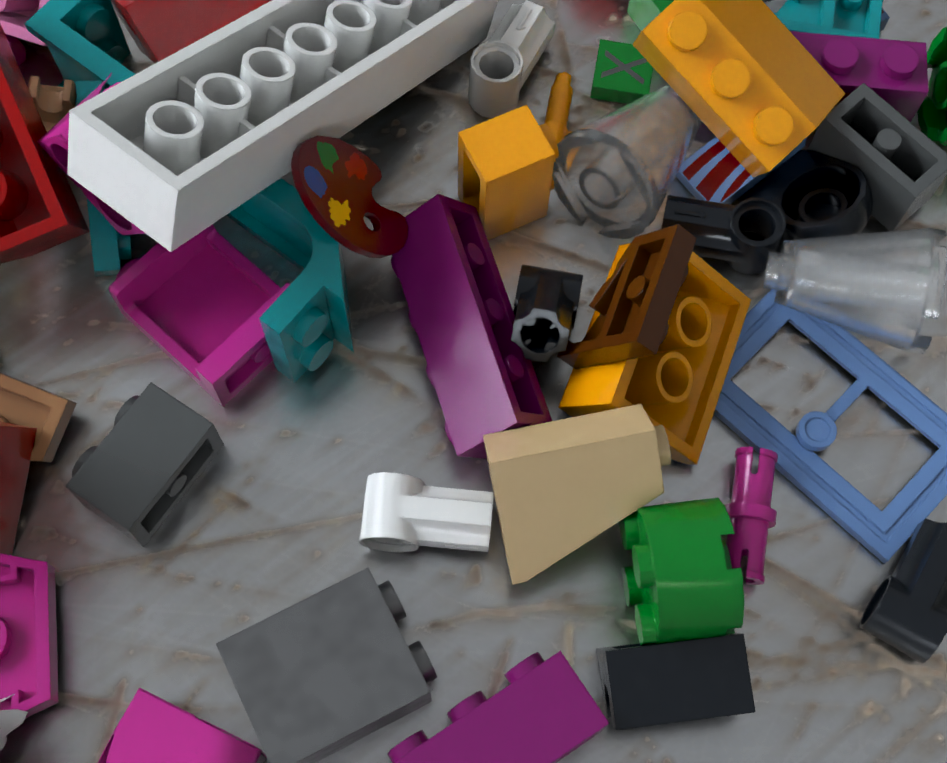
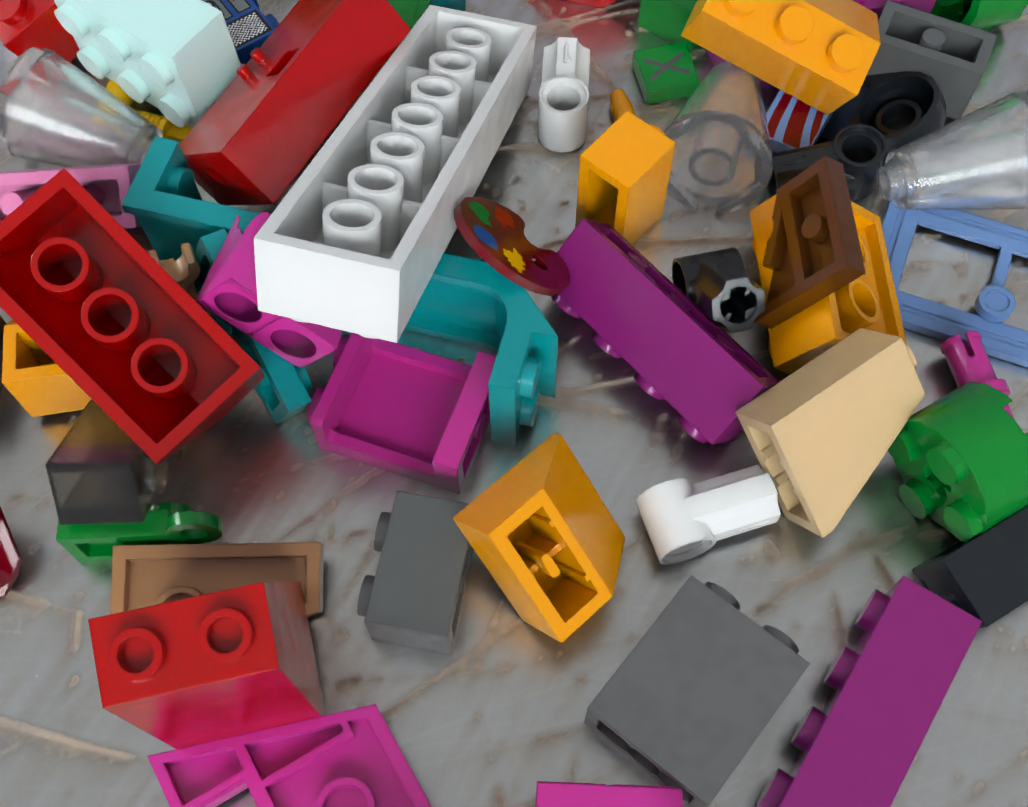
camera: 20 degrees left, 5 degrees down
(261, 479) = (547, 539): none -> light orange slope

